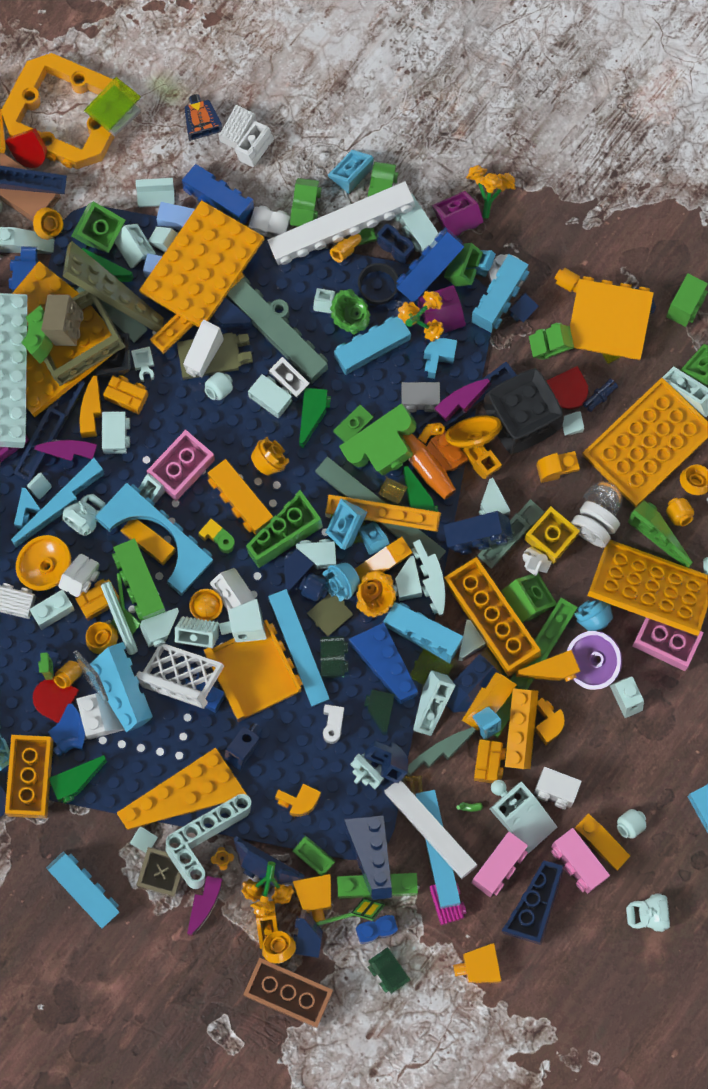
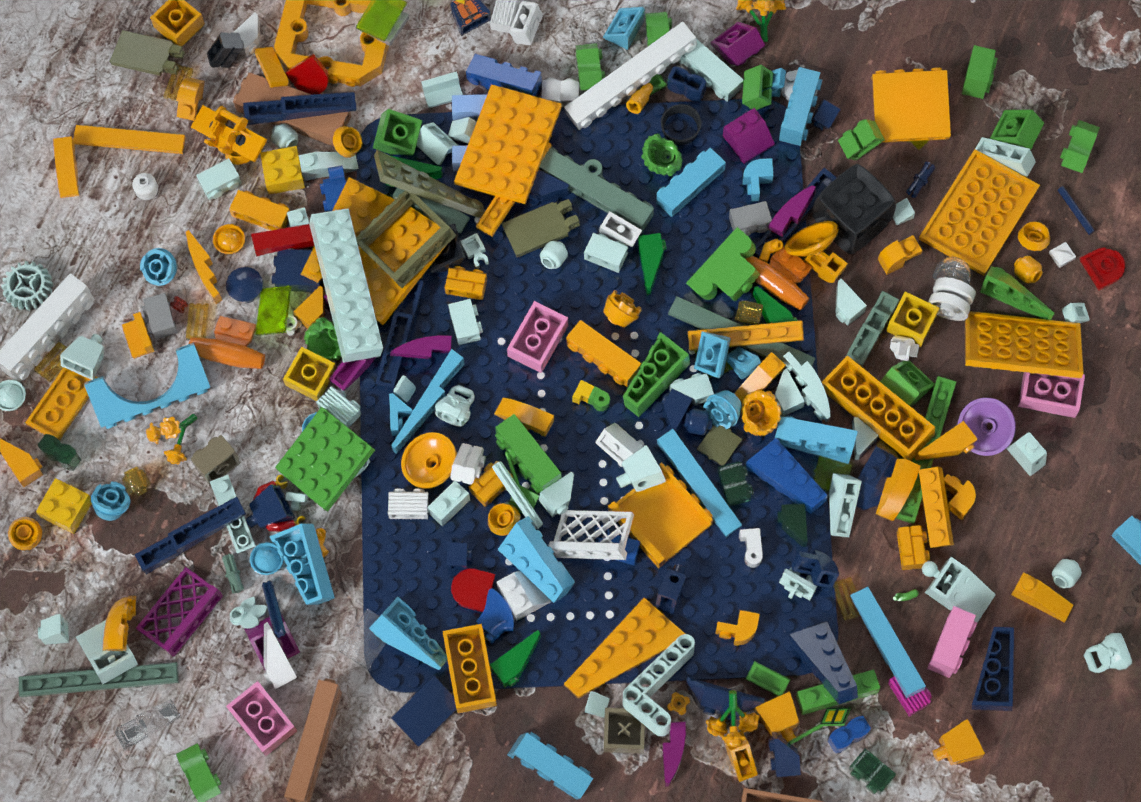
camera: 10 degrees left, 5 degrees down
(36, 341) = (371, 243): bright green brick -> none
(46, 666) = (460, 556): bright green plate -> none
(62, 320) = (390, 222): dark tan brick -> none
(67, 674) = (481, 561): light orange brick -> none
(90, 409) = (435, 305): light orange slope -> none
(91, 676) = (505, 555): clear piece -> none
(129, 506) = (501, 385): medium azure arch -> none
(151, 488) = (512, 371): light aqua slope -> none
(197, 632) = (596, 491): light aqua brick -> none
(203, 349) = (530, 221): white slope -> none
(206, 604) = (597, 463): light orange hat -> none
(278, 947) = (759, 773): light orange hat -> none
(323, 300) = (632, 152): light aqua slope -> none
(353, 423) = (692, 260): bright green plate -> none
(410, 315) = (720, 143): light orange plant -> none
(429, 265) = (727, 93): blue wedge -> none
(431, 829) = (876, 623): white tile -> none
(446, 747) = (866, 545): sand green slope -> none
(478, 532) = (843, 332): dark blue brick -> none
(488, 722) = (904, 508): medium azure slope -> none
(557, 788) = (986, 555): white brick -> none
(567, 280) = (859, 80): light orange brick -> none
(569, 388) = (893, 178): red tile -> none
(579, 861) = (1028, 620): bright pink brick -> none
(594, 615) = (975, 384): medium azure cone -> none

